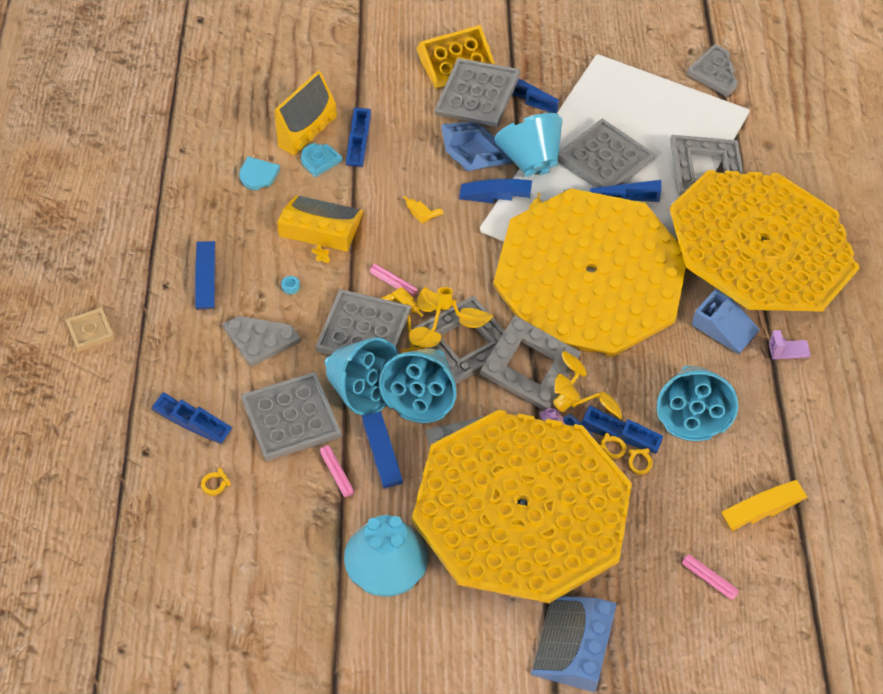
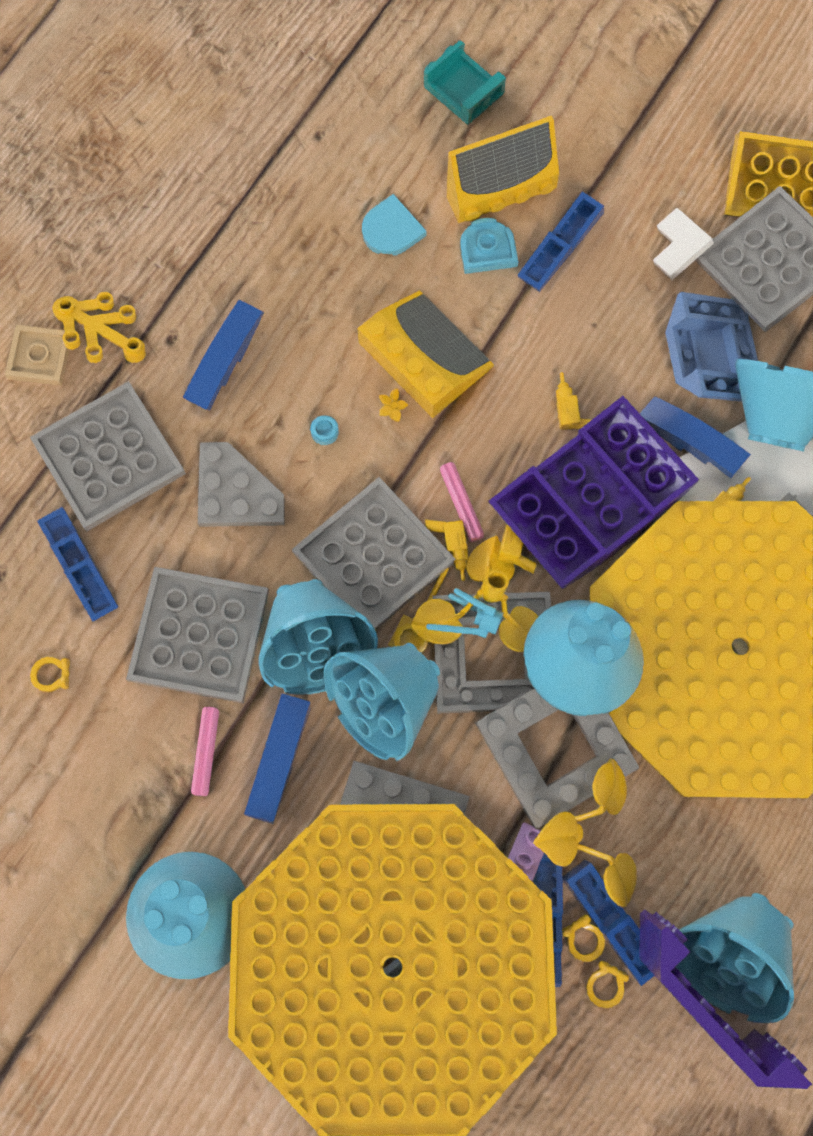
camera: 35 degrees right, 20 degrees up
(94, 298) = (97, 325): none -> yellow plant
(170, 357) = (107, 456): none -> light grey plate
(249, 90) = (462, 83): none -> teal panel
(426, 106) = (686, 245): none -> white tile
(435, 282) = (511, 551): none -> yellow piece
(451, 318) = (487, 617): none -> medium azure plant
(464, 237) = (594, 493): none -> dark purple slope
(515, 304) = (583, 657): none -> medium azure cone
(693, 425) = (756, 1055): none -> dark purple slope

